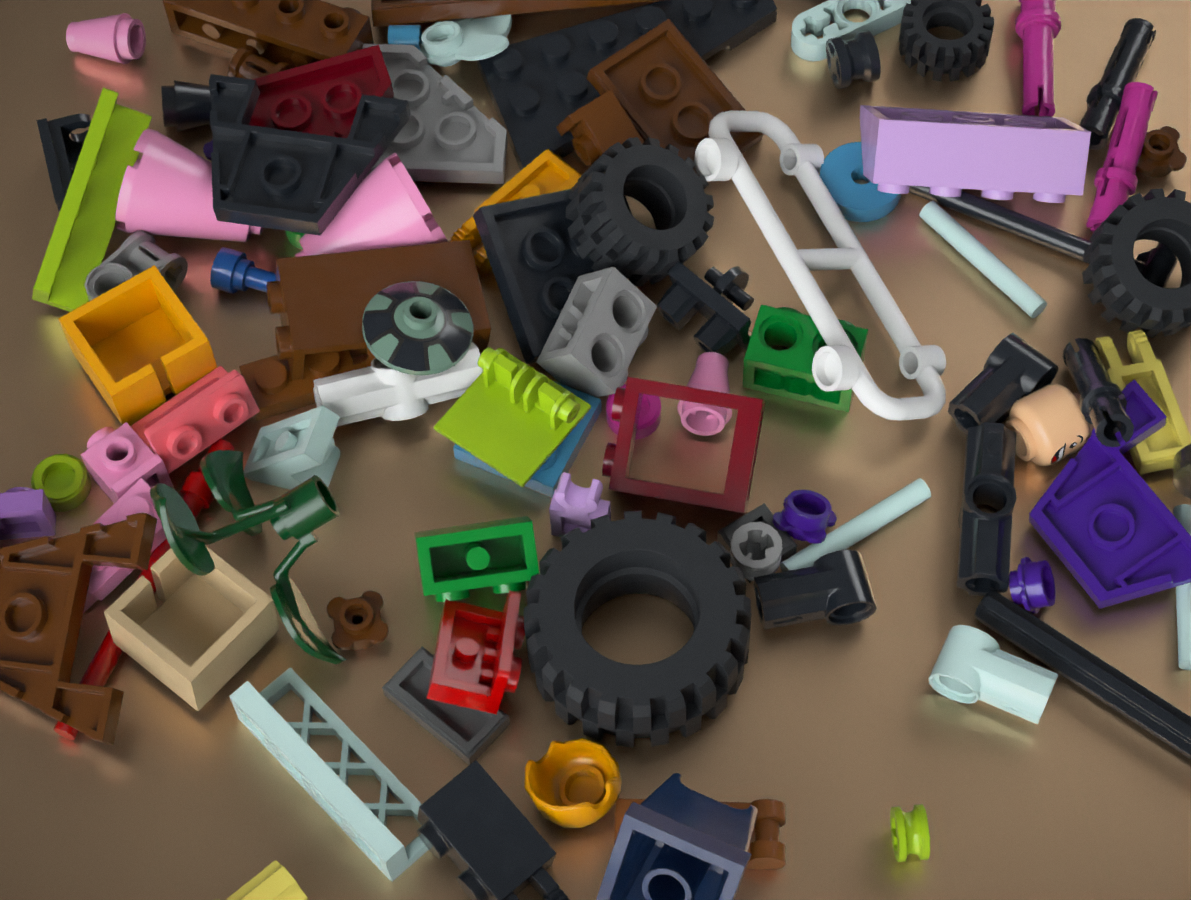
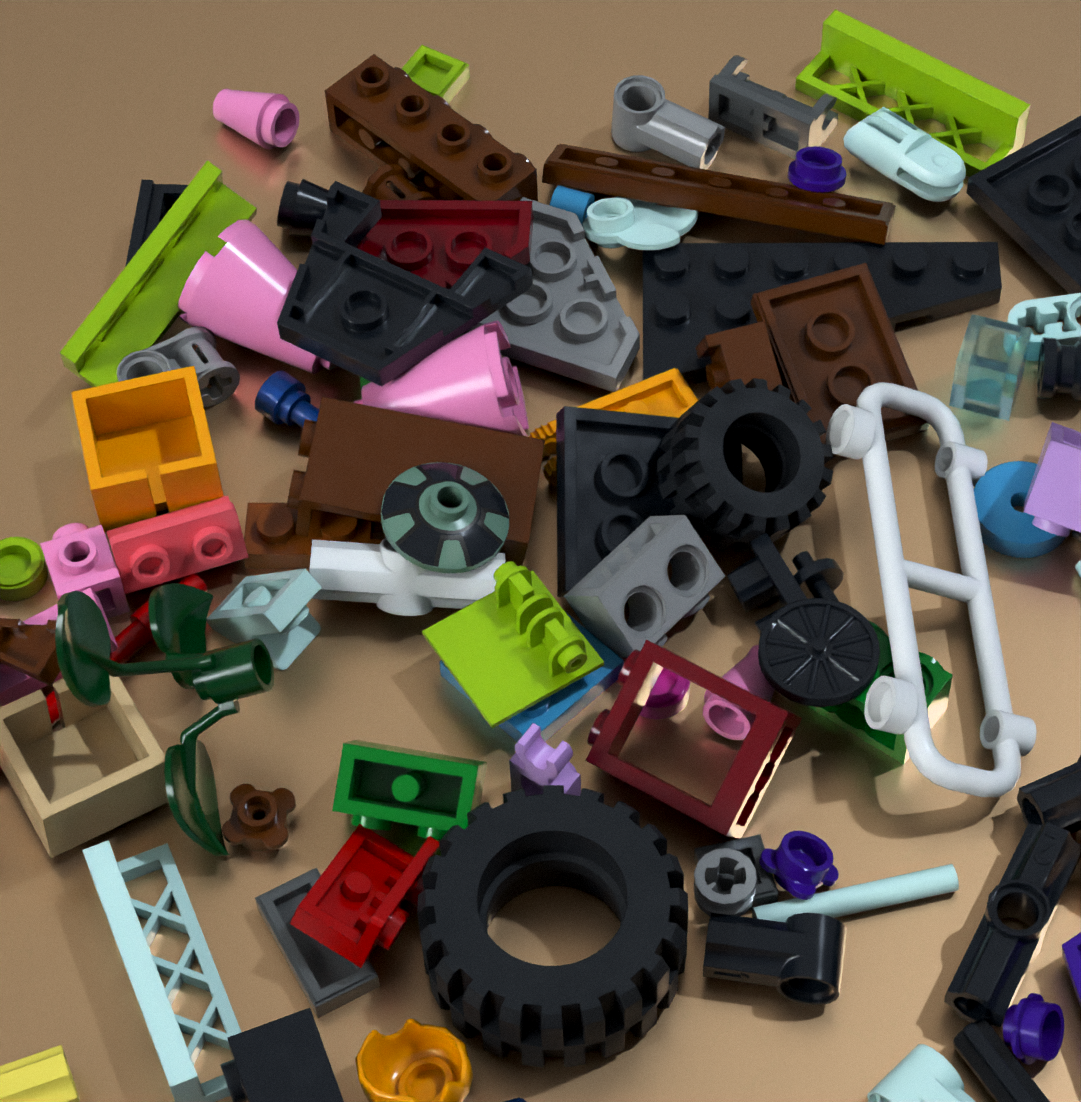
camera: 20 degrees right, 5 degrees down
(760, 344) = (818, 652): none -> black wheel
(798, 75) = (990, 367): none -> clear light blue brick

